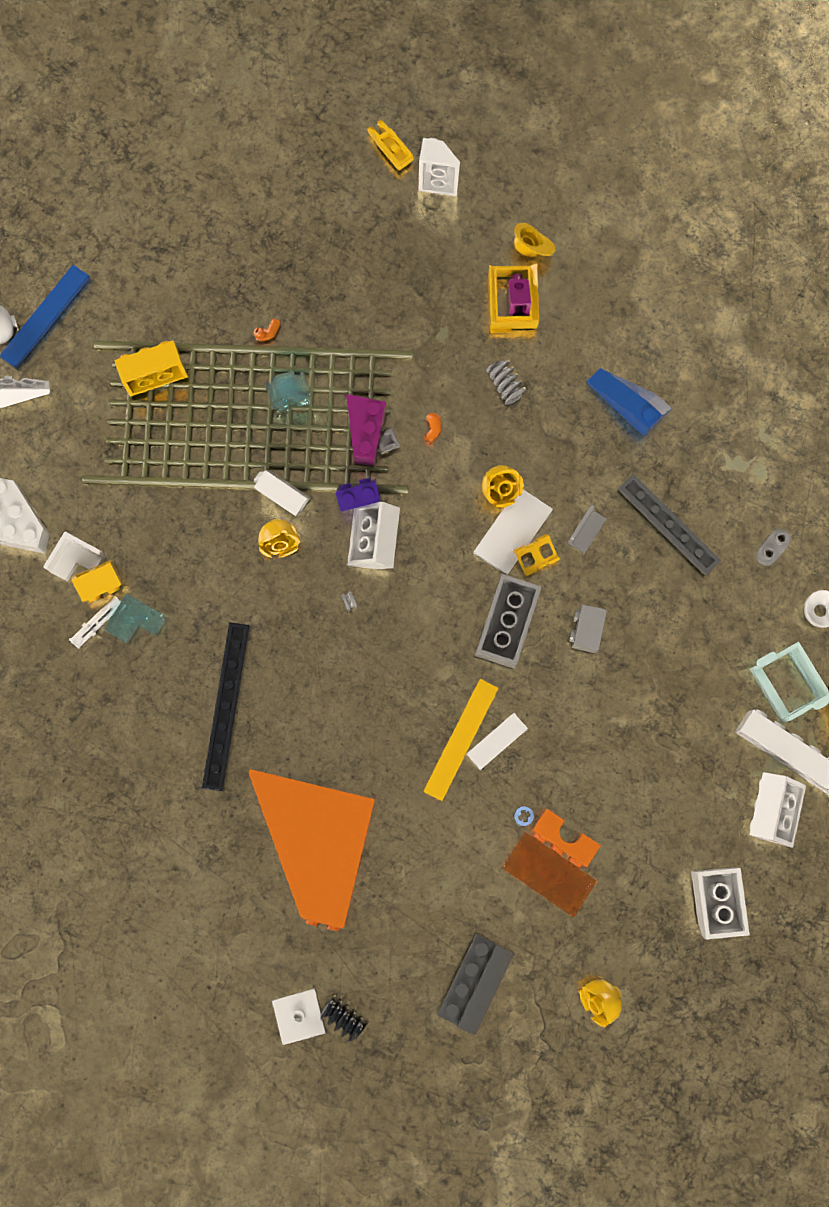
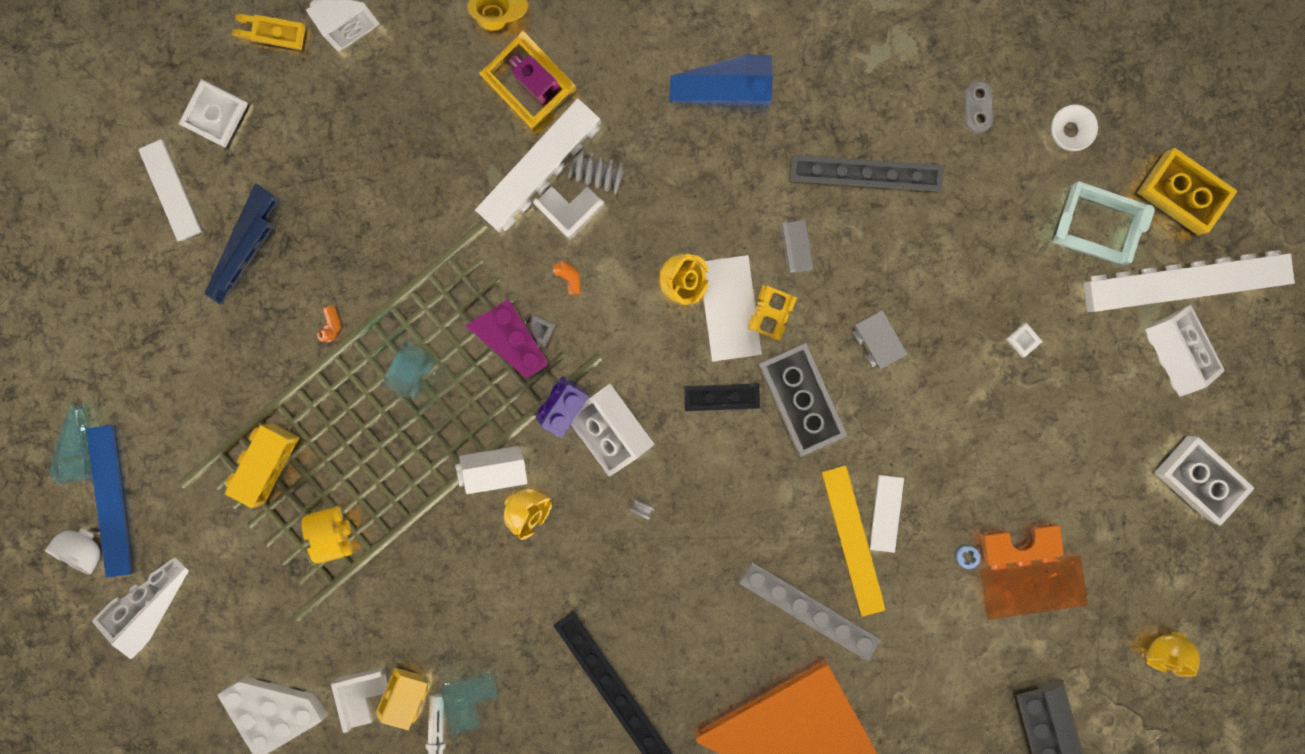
camera: 35 degrees left, 10 degrees up
(51, 268) = (71, 454): none -> clear light blue slope
(148, 441) = (327, 535): none -> yellow brick
(250, 180) = (170, 190): none -> white tile
(263, 244) = (243, 243): none -> dark blue wedge
(315, 160) = (213, 113): none -> white plate
(394, 759) = (810, 611): none -> light grey plate
(459, 579) = (722, 397): none -> black tile
(467, 395) = (569, 217): none -> white panel
(474, 349) = (539, 165): none -> white brick
(679, 712) = (1024, 340): none -> white tile

